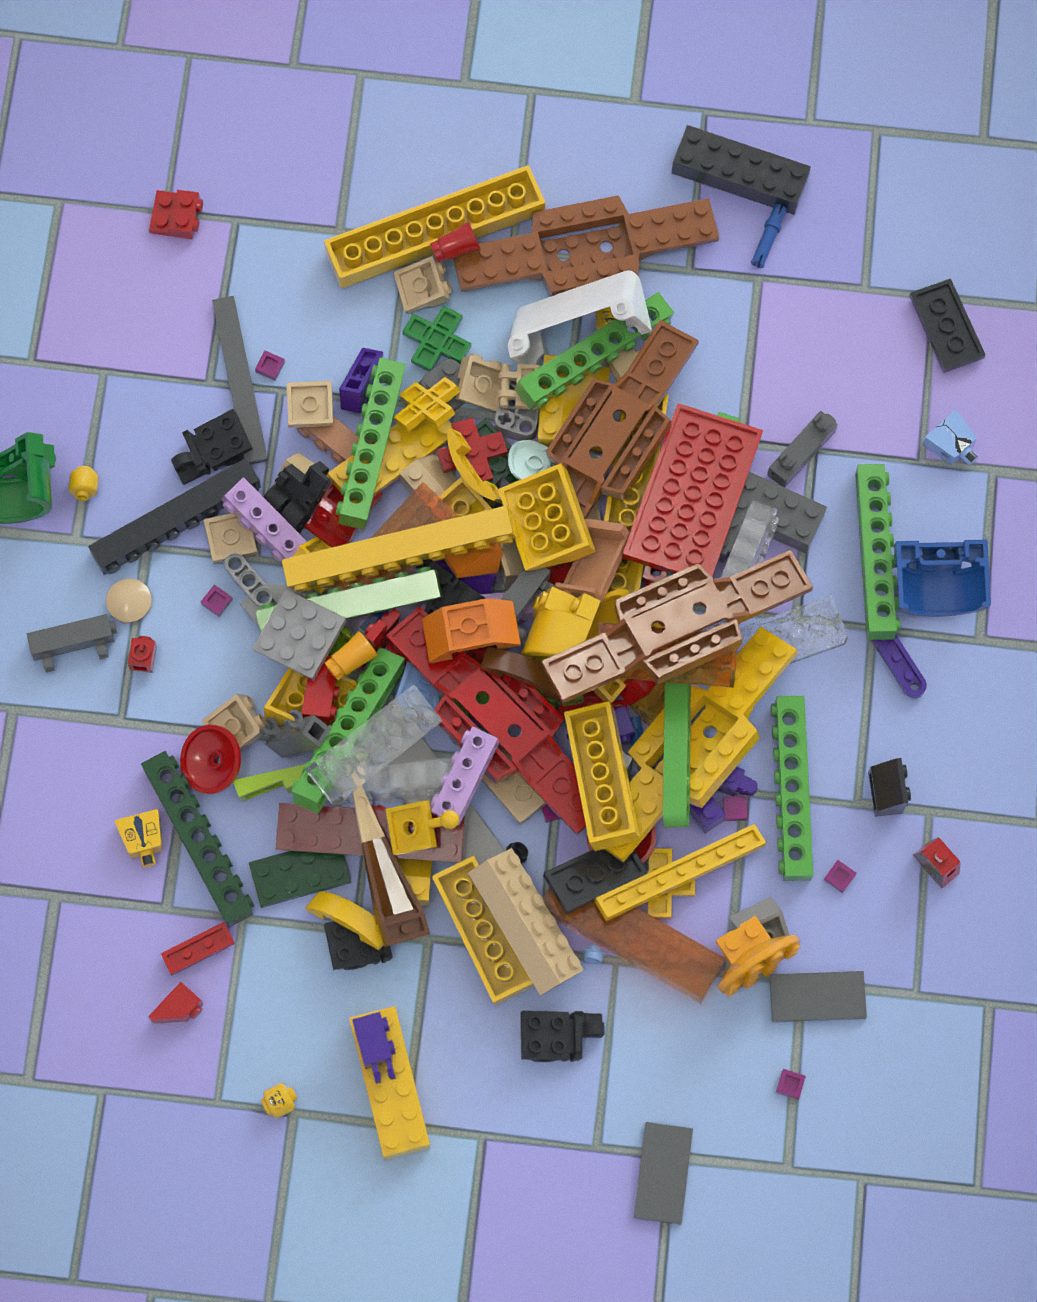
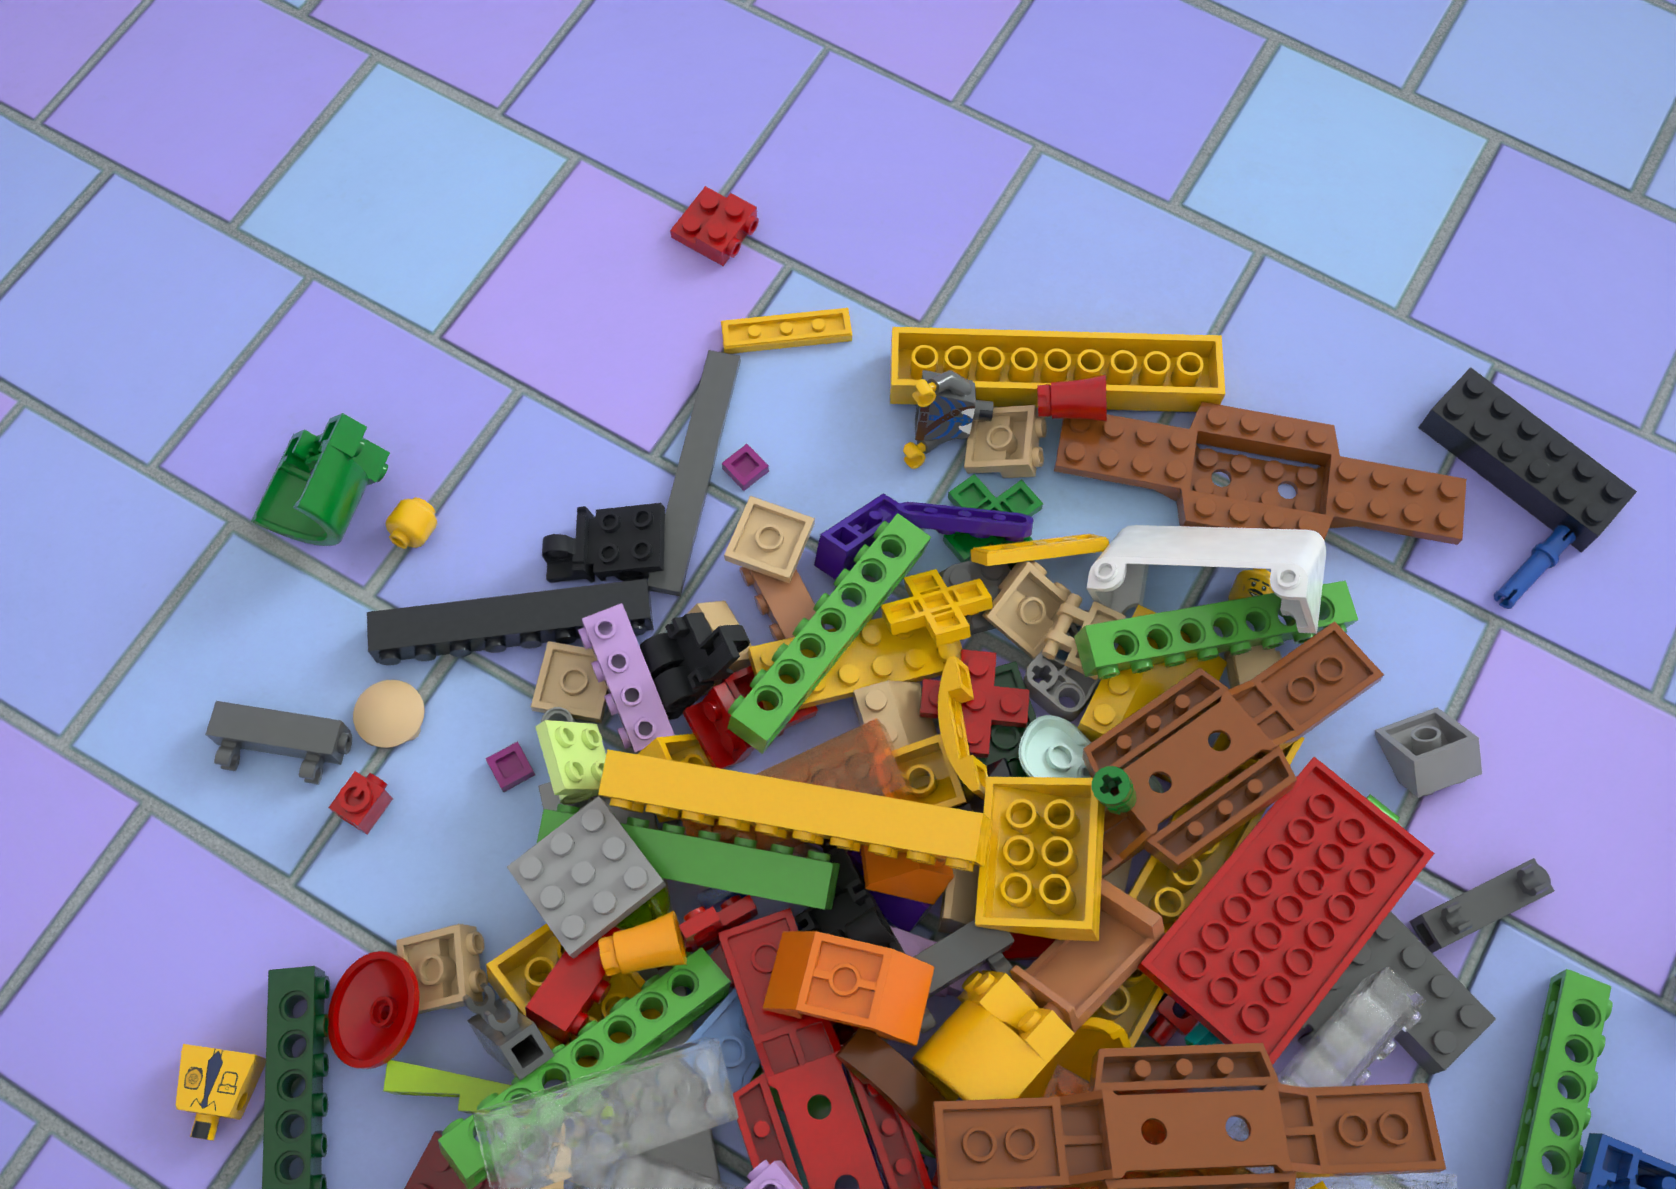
camera: 25 degrees right, 5 degrees down
(254, 267) = (786, 330): none -> yellow tile
(259, 577) = (572, 758): none -> yellowish green plate
(378, 282) = (943, 413): none -> torso
(426, 343) = (977, 522): none -> dark purple plate
(472, 345) = (1038, 549): none -> yellow tile
(565, 465) = (1106, 781): none -> green axle
(744, 373) = (1430, 752): none -> light grey slope

